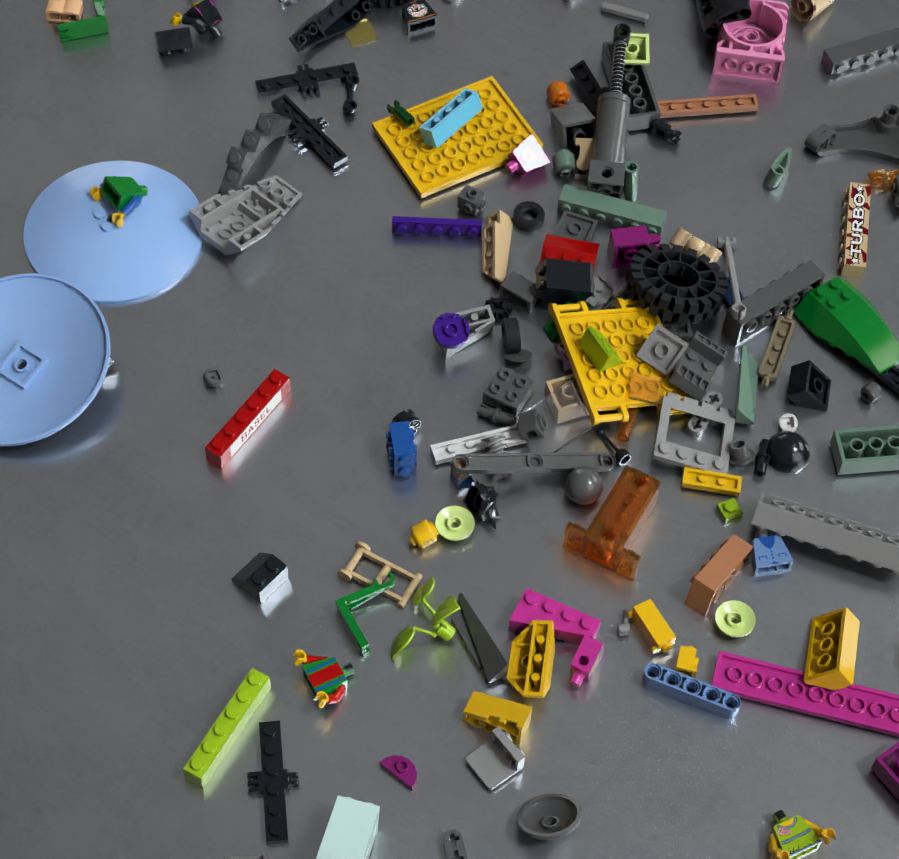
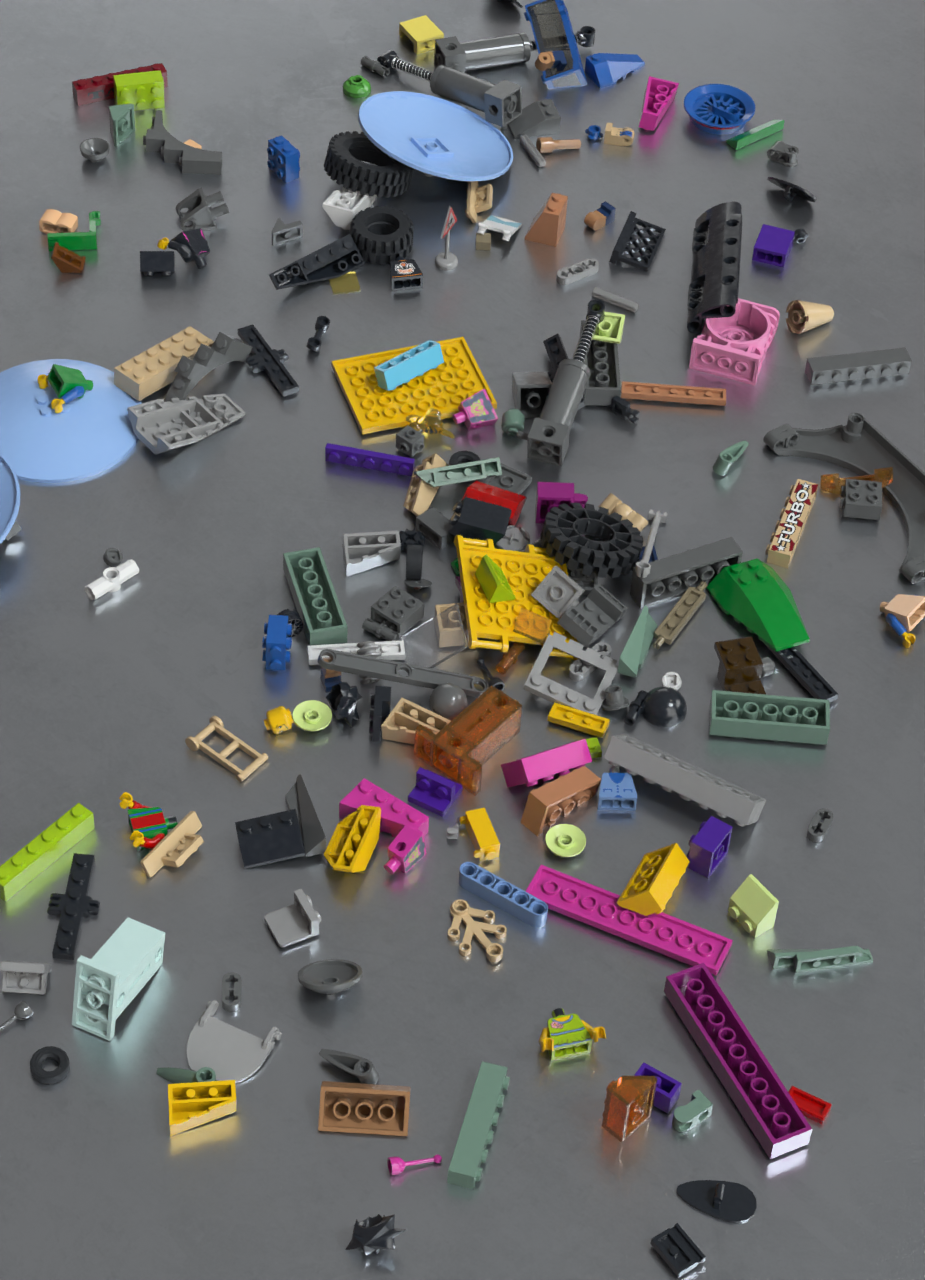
camera: 10 degrees right, 10 degrees down
(83, 49) = (67, 260): none -> reddish brown slope
(206, 153) = (157, 365): none -> tan brick
(212, 410) = (111, 579): none -> white piece
(247, 419) = (136, 596): red brick -> none
(262, 576) = (113, 732): black slope -> none
(305, 80) = (277, 316): black hinge -> none
(356, 599) = (198, 764): green hinge -> none
(359, 697) = (175, 846): none -> tan bracket
(401, 114) = (362, 356): dark green bar -> none
(401, 769) = (199, 915): magenta plate -> none
(424, 390) = (315, 597): none -> sand green brick
(439, 625) = (271, 800): lime plant -> none
(450, 671) = (270, 838): none -> black slope
(451, 330) = (354, 547): dark purple tile -> none
(484, 177) = (430, 423): none -> clear yellow animal
(490, 712) = (315, 882): yellow wedge -> none
(521, 508) = (382, 703): none -> black plate
(530, 227) = (461, 472): none -> sand green wedge
(531, 425) = (410, 641): dark grey brick -> none
(554, 513) = (406, 717): none -> tan wedge
(558, 93) = (525, 361): orange head -> none
(585, 154) = (535, 408): tan leg -> none
(594, 587) = (434, 792): none -> dark purple bracket
(611, 209) = (548, 469): sand green brick -> none
(631, 181) = (576, 450): sand green piece -> none
(673, 732) = (475, 928): none -> tan plant
(686, 661) = (506, 867): yellow brick -> none
(696, 538) = (546, 764): none -> dark pink wedge
(809, 386) = (698, 652): black slope -> none
(851, 399) = (739, 666): none -> dark brown bracket
(874, 602) = (709, 846): none -> dark purple brick

